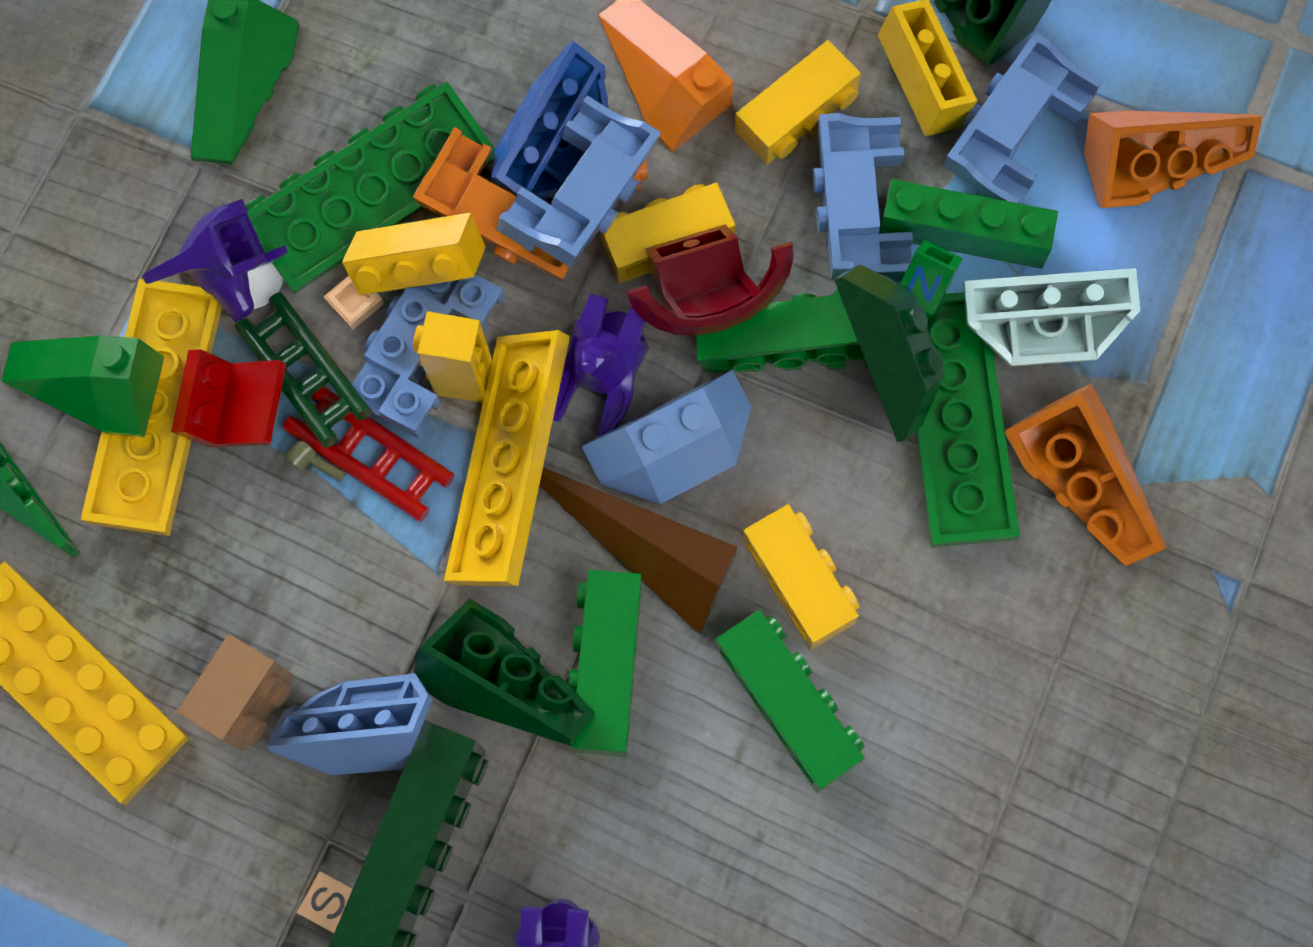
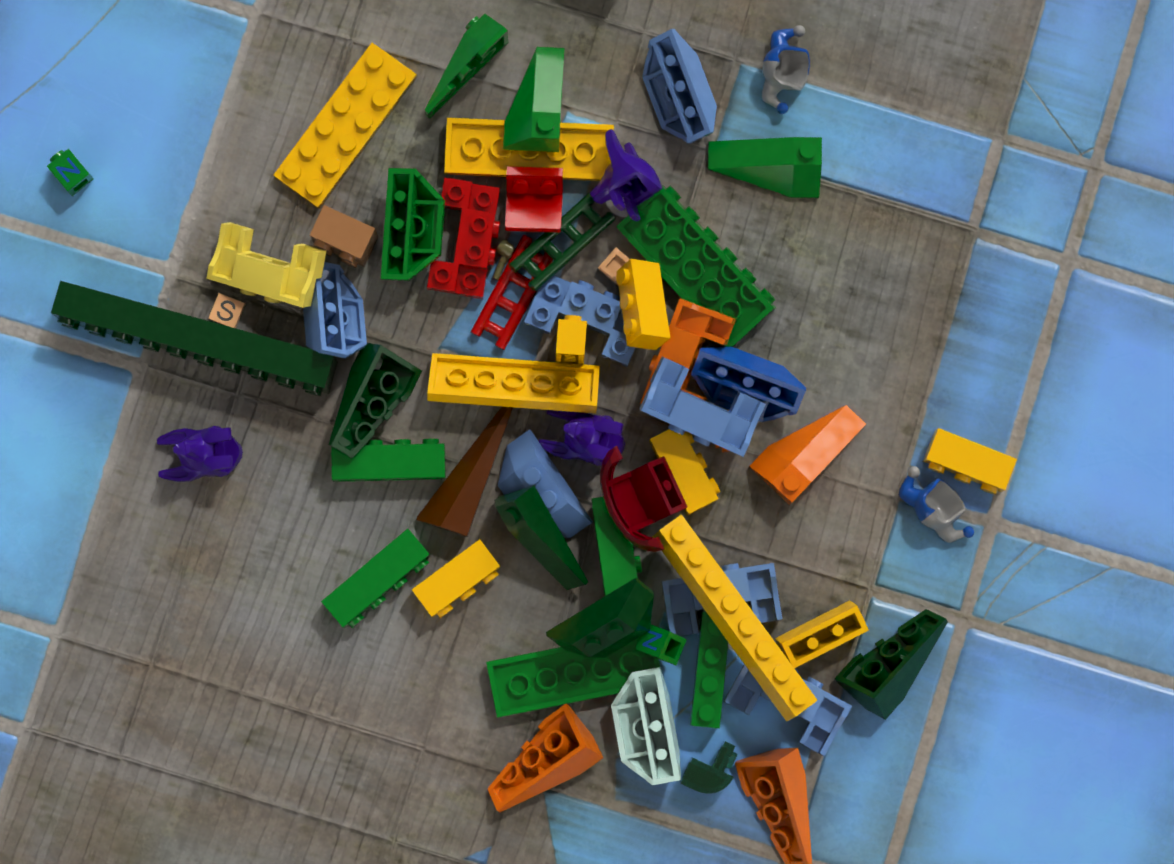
camera: 75 degrees right, 10 degrees up
(101, 42) = (784, 67): none -> light grey piece
(101, 184) = (679, 88): none -> medium blue wedge
(235, 584) = (411, 225): none -> green wedge
(276, 837) = (264, 275): none -> light yellow bracket
(278, 498) = (474, 240): none -> red bracket
(734, 445) = (537, 531): none -> dark green wedge
(793, 103) = (788, 549): yellow brick -> none
(902, 162) = (735, 619): none -> yellow brick
(1124, 236) = (710, 778): none -> clear green brick

